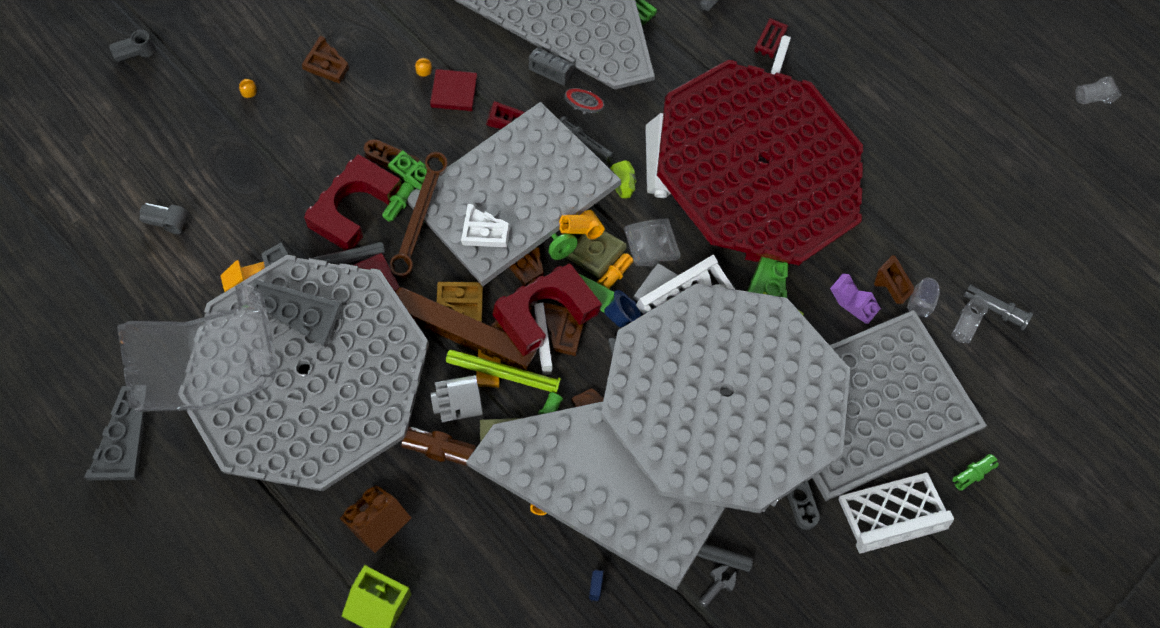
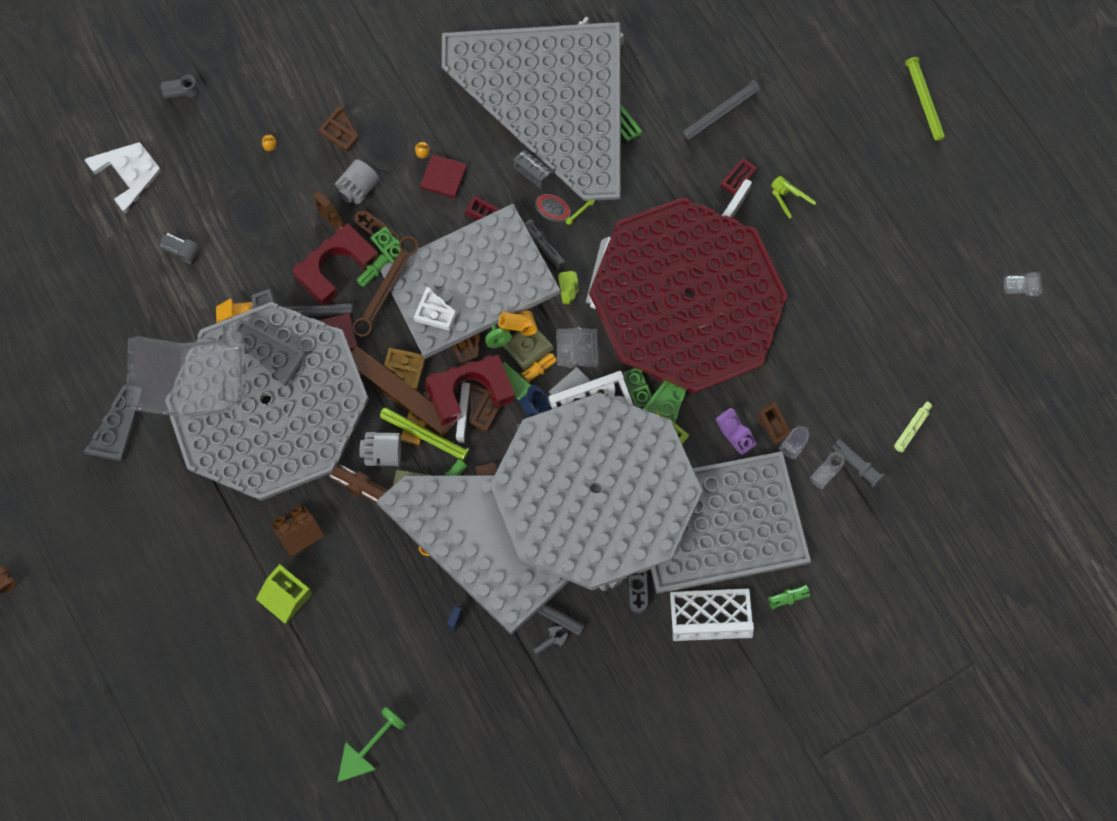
camera: 20 degrees right, 5 degrees up
(92, 139) = (133, 166): none -> white wing
(330, 144) = (327, 210): none -> reddish brown wing
(358, 109) = (356, 182): none -> light grey gear
(605, 111) = (570, 220): none -> lime hinge
(736, 275) = (637, 387): none -> bright green slope
(821, 38) = (782, 187): none -> lime plant
(1040, 258) = (913, 427): none -> yellowish green piece

